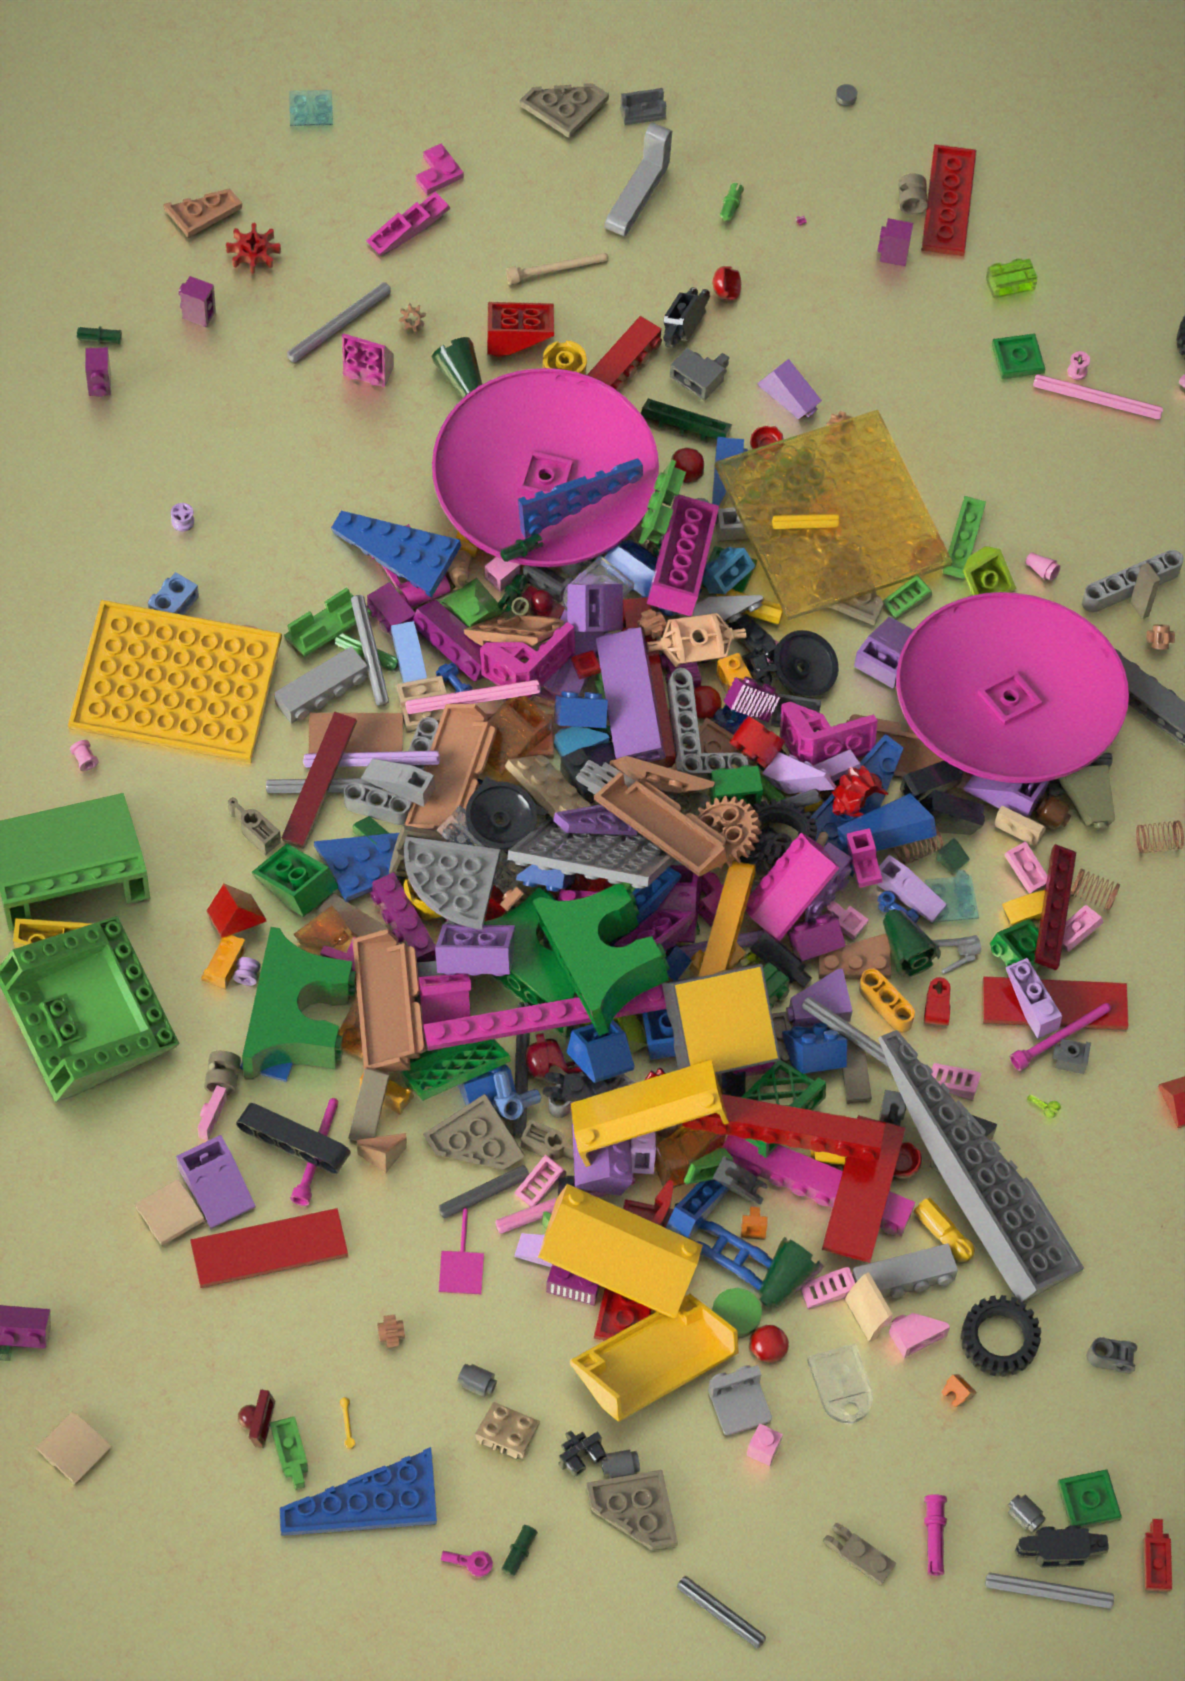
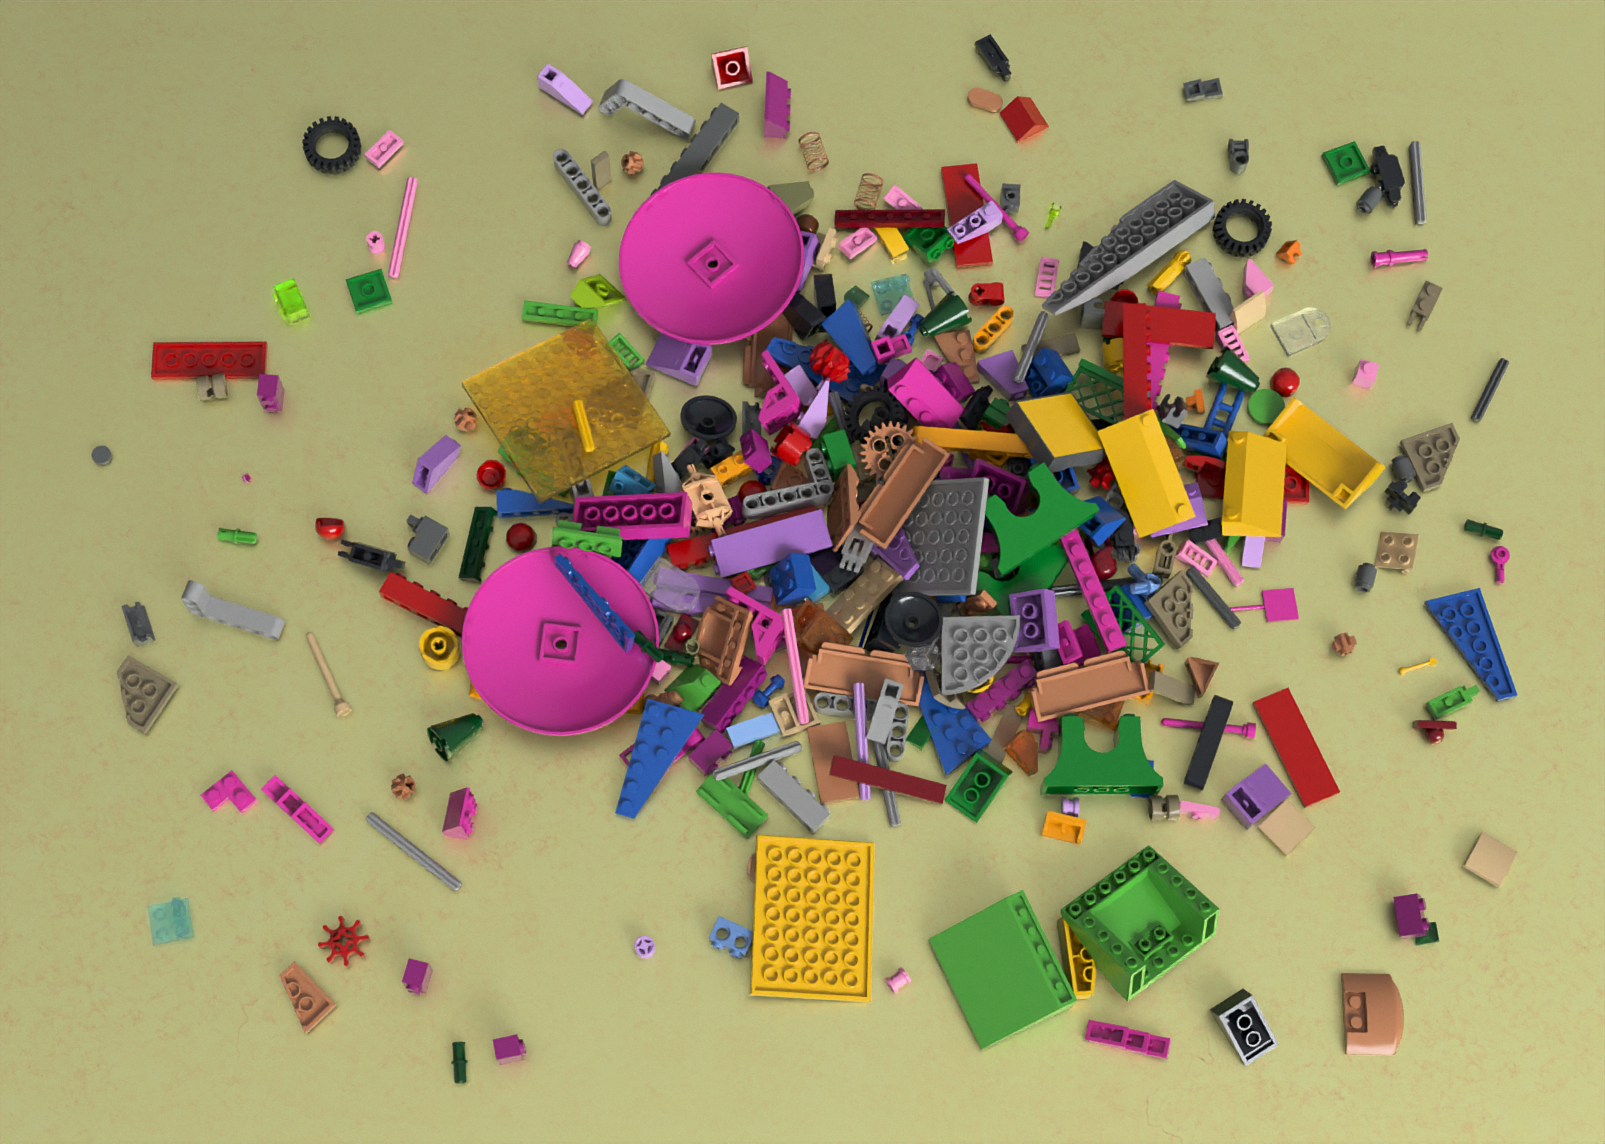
camera: 100 degrees left, 10 degrees up
(234, 911) = (1022, 825): red slope -> none
(255, 827) = (937, 821): dark tan piece -> none
(517, 326) = (398, 694): red slope -> none
(595, 607) = (703, 577): medium lavender slope -> none
(652, 623) = (699, 535): nougat gear -> none
(739, 1400) = (1335, 395): light grey bracket -> none
(1157, 1558) = (1378, 116): red hinge -> none

